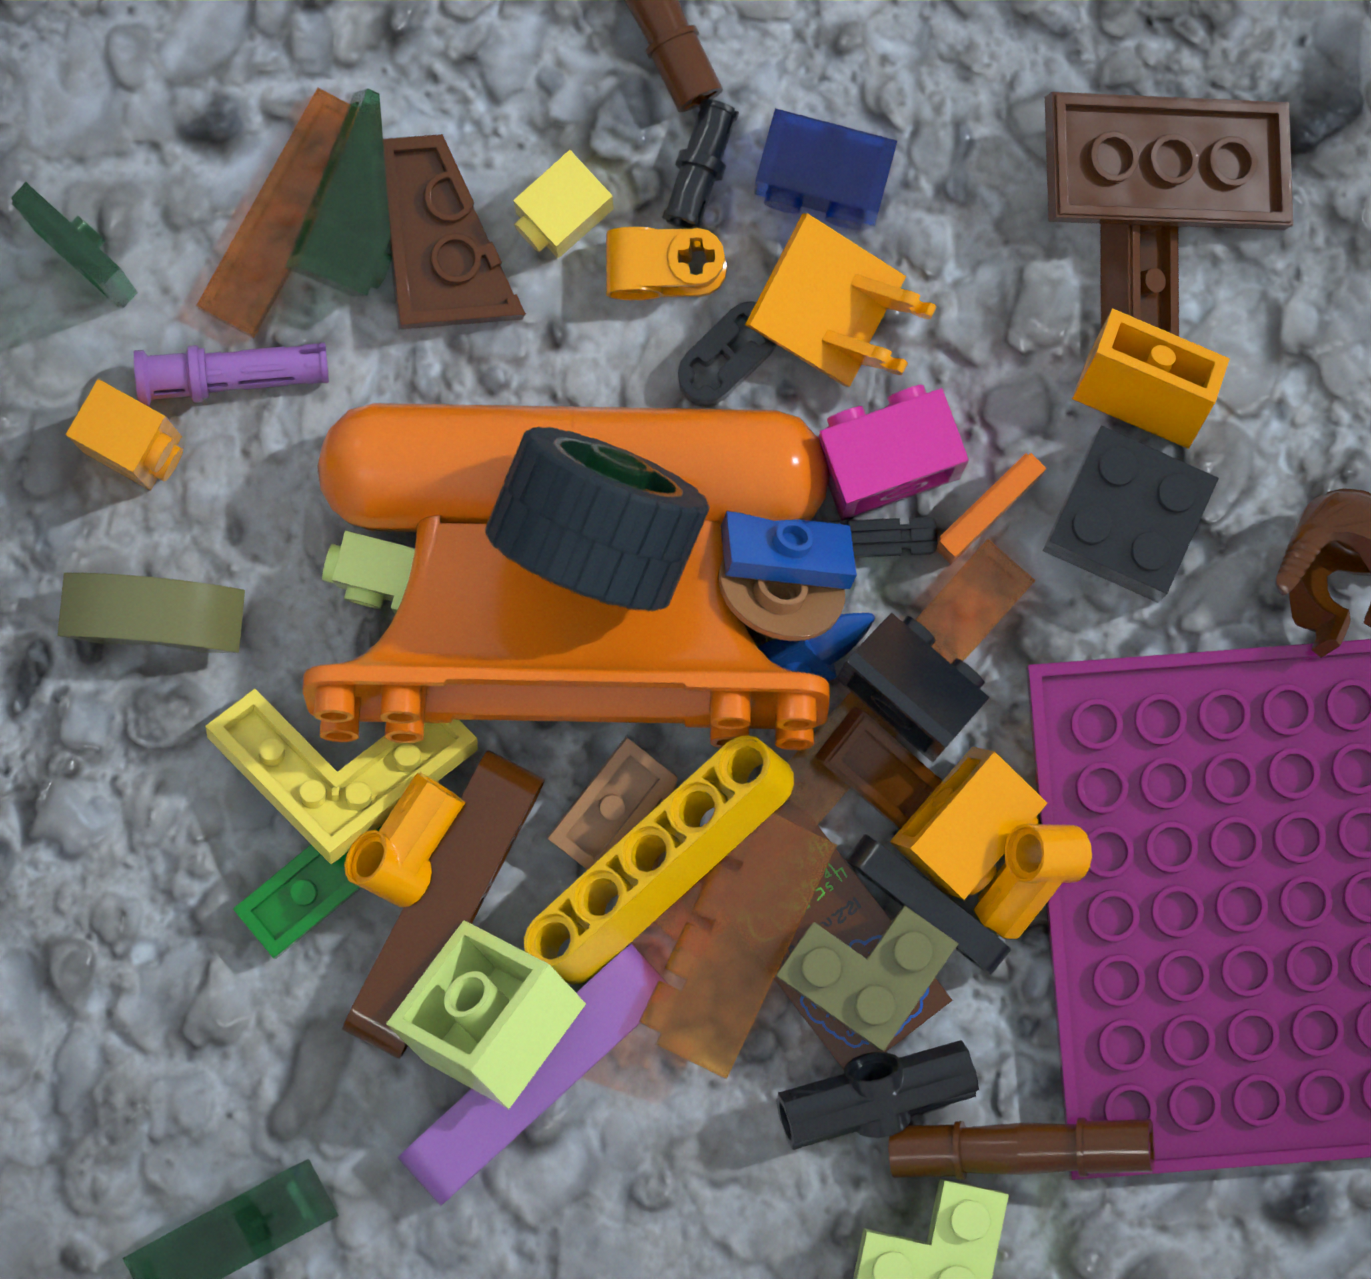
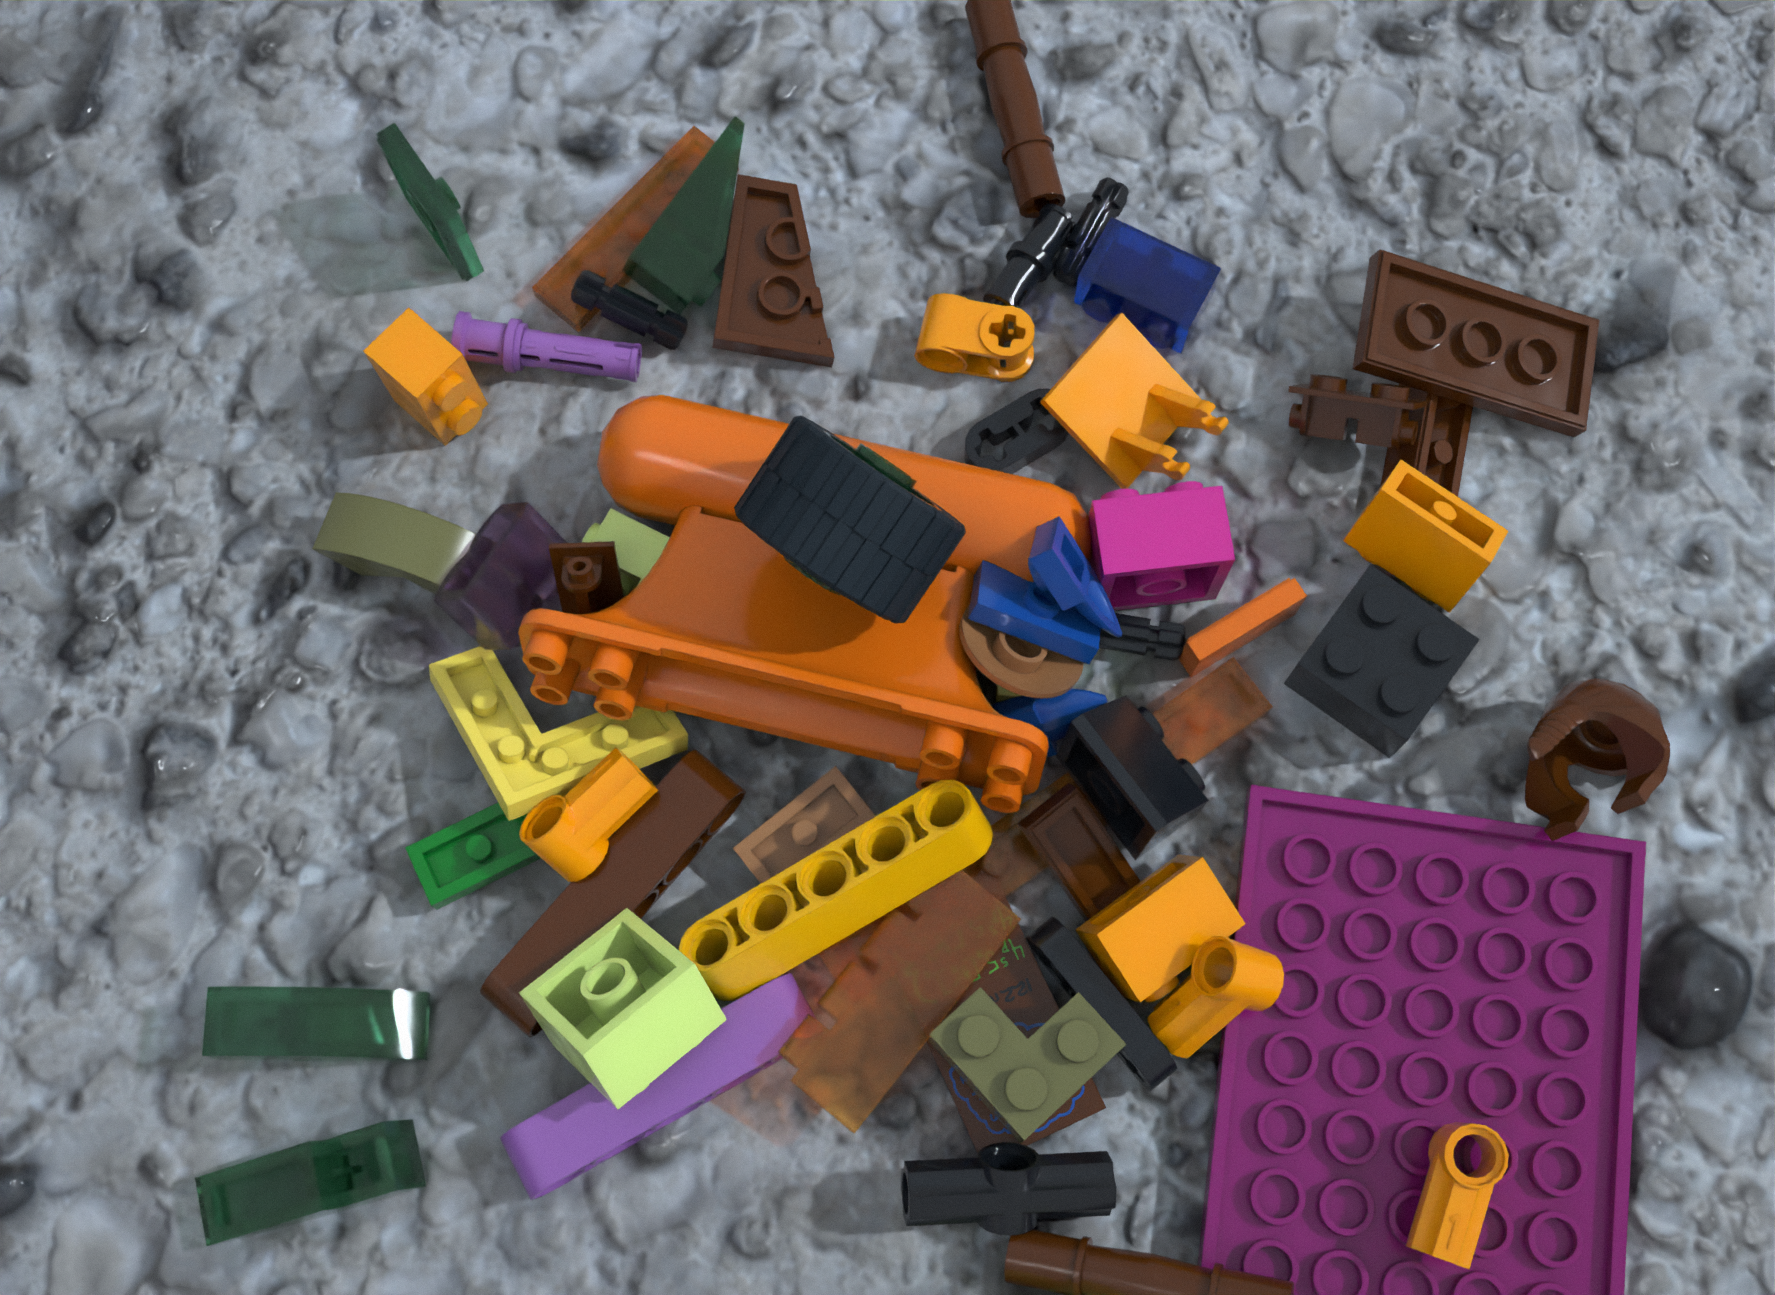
camera: 15 degrees right, 10 degrees down
(197, 1092) = (315, 1024): none -> clear green slope
(259, 622) = (501, 576): none -> clear purple brick
(304, 309) = (629, 309): none -> black axle
(345, 616) = (586, 576): none -> reddish brown hinge
(561, 206) = (892, 268): light yellow brick -> none
(756, 116) = (1107, 202): none -> black axle
(813, 512) = (1064, 571): none -> blue plate
(1084, 254) = (1380, 413): none -> reddish brown hinge
(1282, 1014) = (1456, 1203): none -> light orange piece

